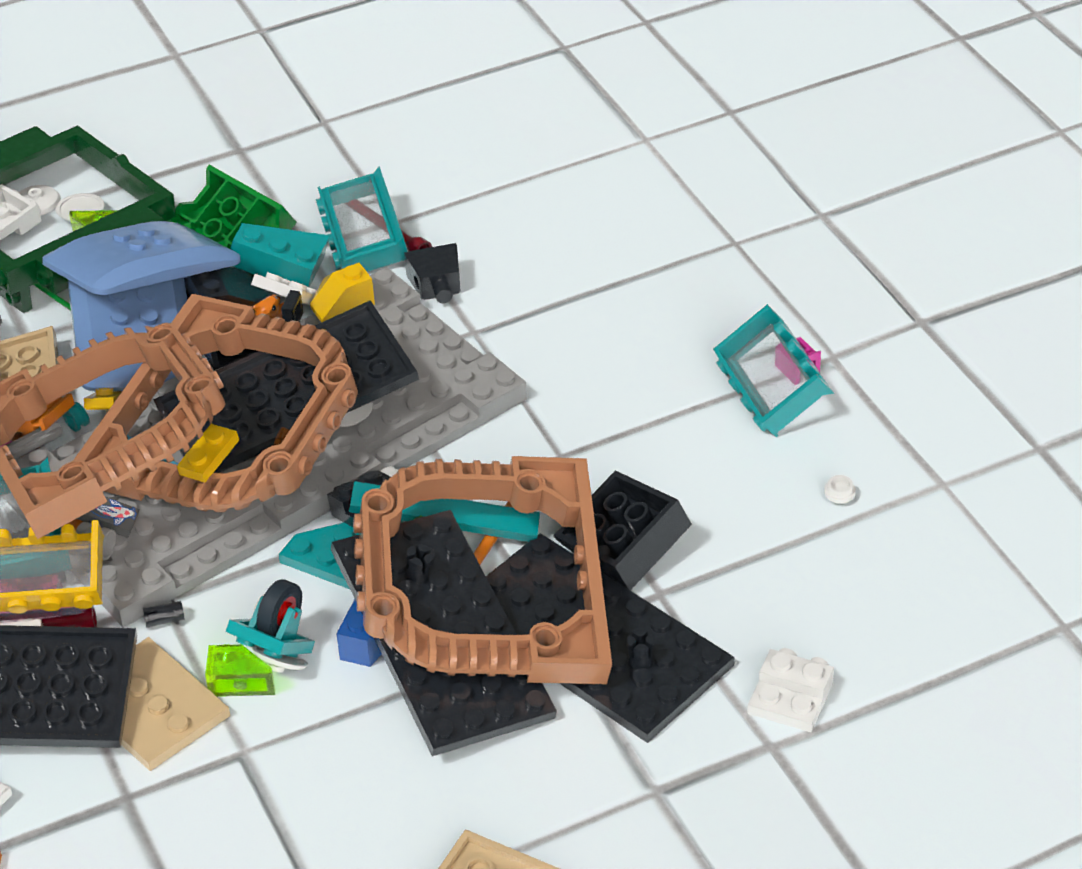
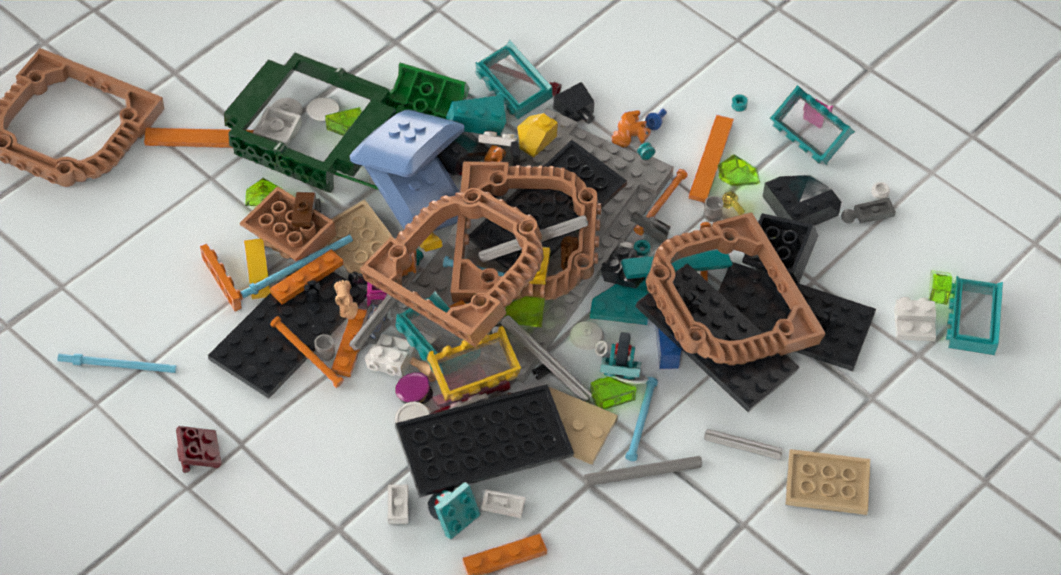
camera: 25 degrees left, 10 degrees up
(163, 595) = (546, 358): none -> light grey axle
(172, 522) = (527, 311): none -> clear neon green slope
(215, 771) = (632, 455): none -> medium azure bar
(218, 799) = (643, 470): none -> light grey axle
(254, 582) = (586, 335): none -> white piece
(259, 412) = (547, 233): none -> light grey axle
(400, 803) = (743, 444): none -> light grey axle
(436, 448) = (651, 226): none -> dark grey arm
(487, 340) = (646, 151): none -> teal bush
(496, 318) = (628, 127): none -> orange animal
(536, 399) = (681, 175): none -> orange bar
(541, 320) = (654, 120): none -> blue plate
(555, 445) = (713, 208): none -> light grey wheel
(589, 446) = (730, 200): none -> clear yellow plate
(596, 388) = (711, 158): none -> orange tile
(624, 412) = (738, 172): none -> clear neon green slope
(685, 323) = (739, 107): none -> teal bush
(701, 472) = (801, 199): none -> black slope
(803, 514) = (869, 211): none -> dark grey plate
(858, 650) = (940, 287): none -> clear neon green slope
(893, 707) = (974, 316): none -> window

